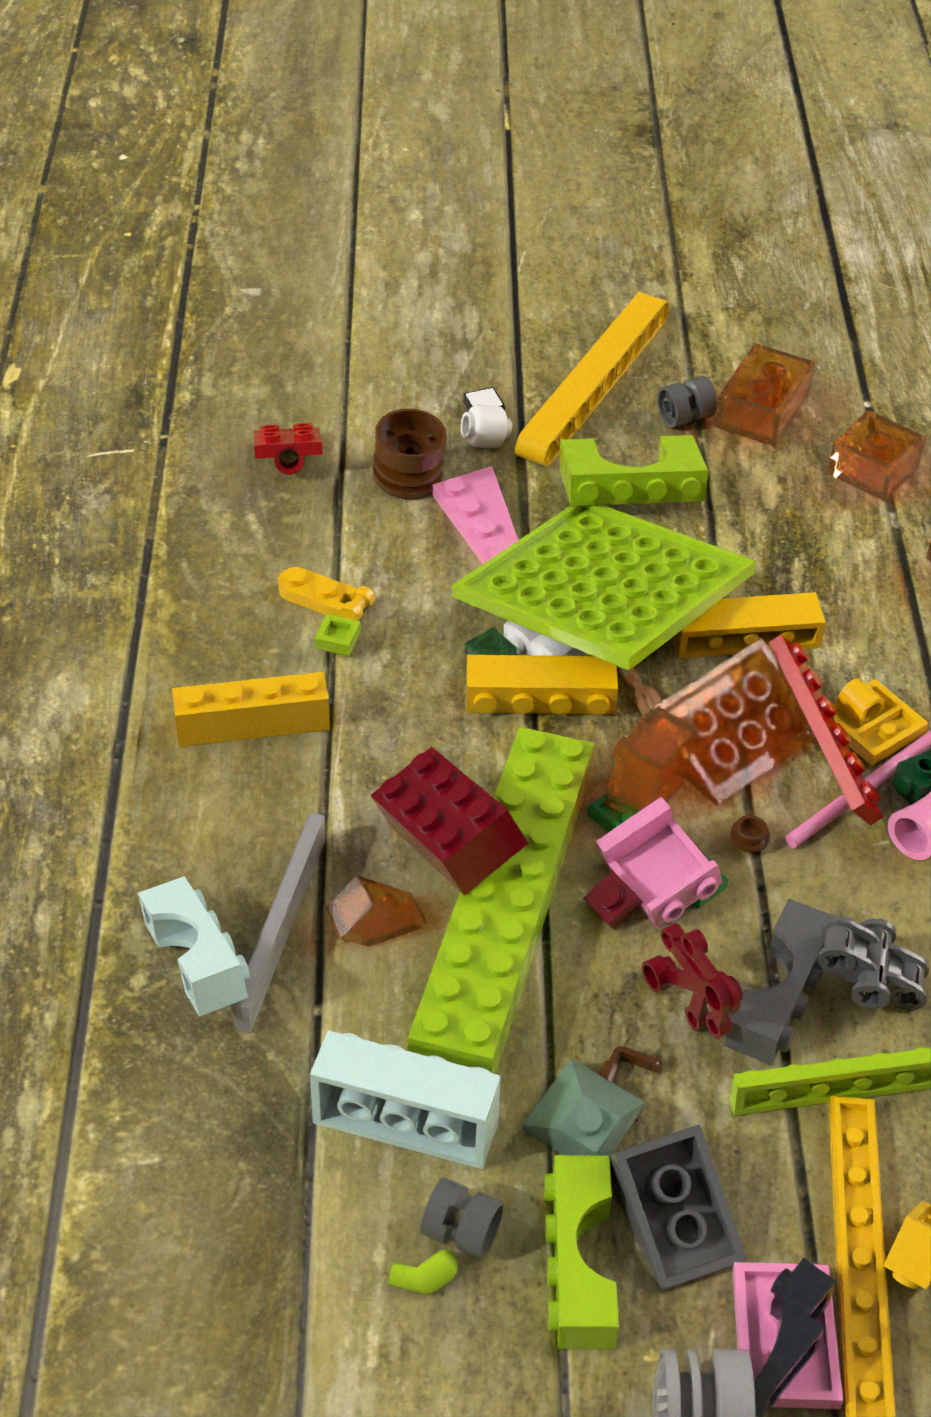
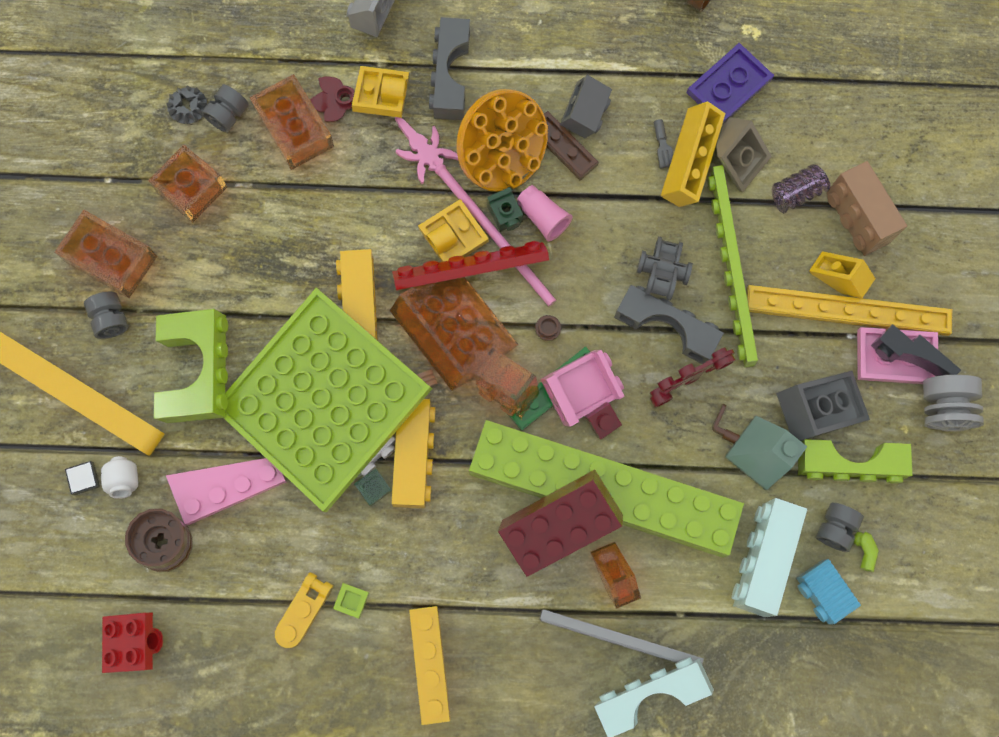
camera: 90 degrees left, 30 degrees up
(351, 1201) = (827, 592): none -> medium azure brick

